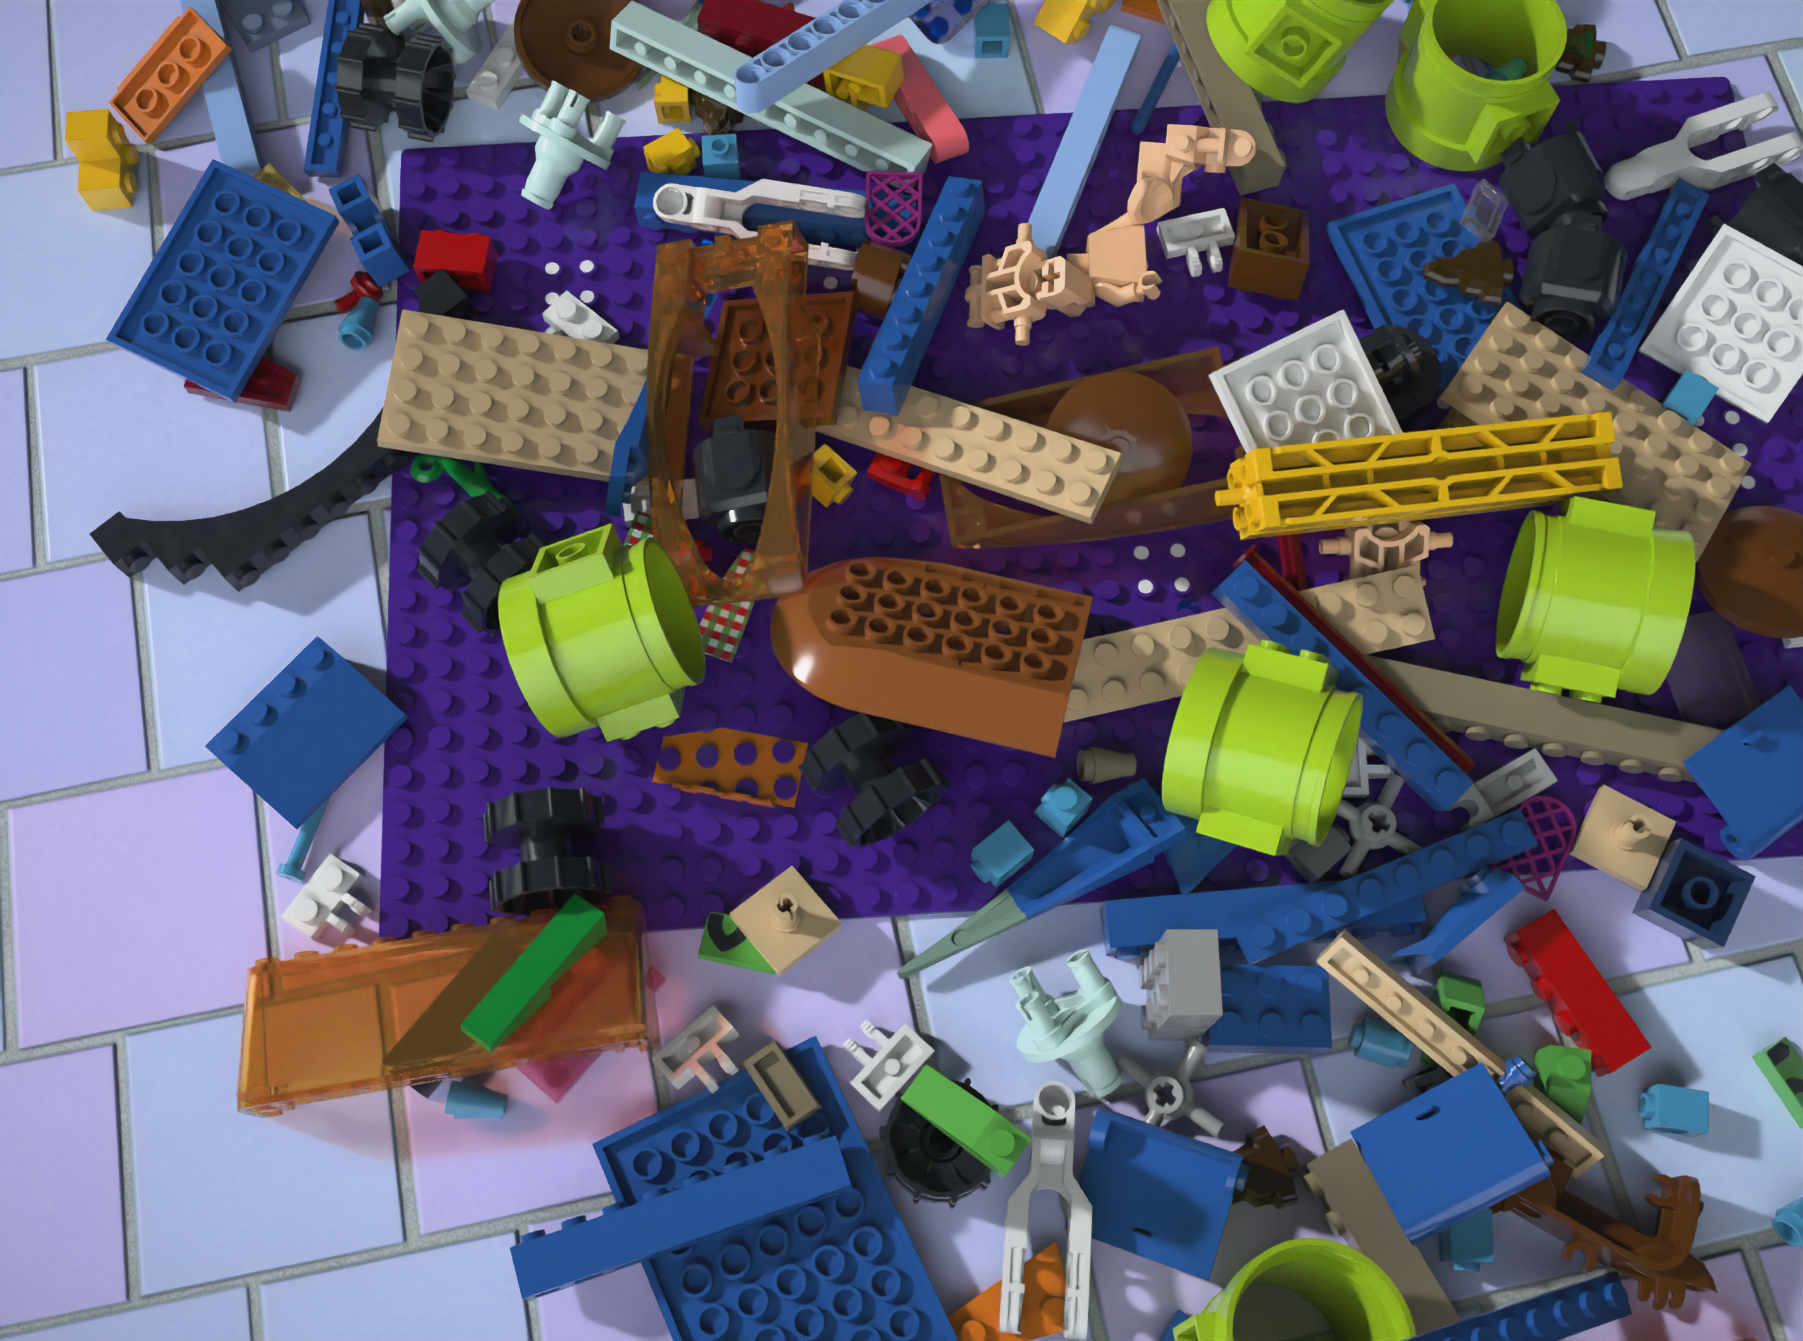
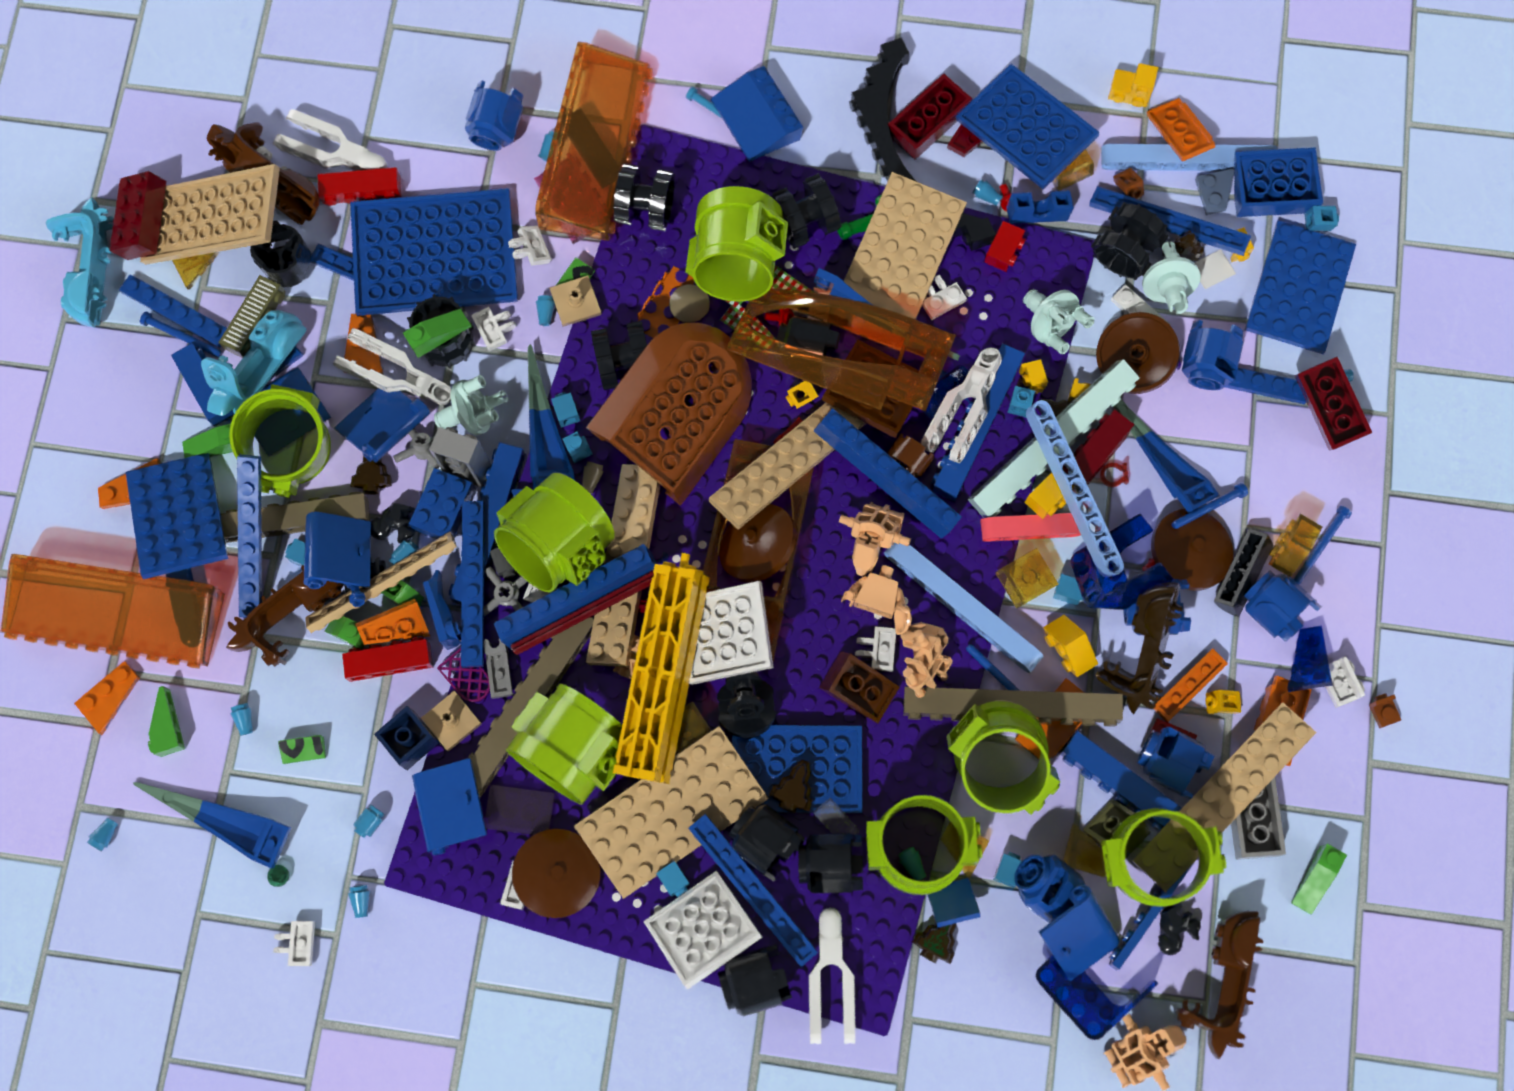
camera: 115 degrees right, 5 degrees up
(237, 442) = (928, 116): none -> dark red brick
(284, 127) = (1130, 183): none -> dark orange bracket
(324, 897) = (675, 106): white hinge -> none
(450, 1230) = (493, 117): none -> blue piece
(529, 979) = (584, 172): green slope -> none
(680, 1217) = (457, 214): blue brick -> none
(721, 720) = (689, 303): none -> dark tan dish
(782, 1085) = (499, 274): dark tan tile -> none
(817, 976) = (545, 308): none -> dark azure cone
(891, 176) = (941, 490): magenta window -> none
(1001, 80) = (1026, 578): none -> clear yellow brick
(1322, 1091) = (394, 518): none -> black animal
(1512, 989) = (396, 623): none -> orange wing
(1675, 1110) = (314, 680): dark azure brick -> none

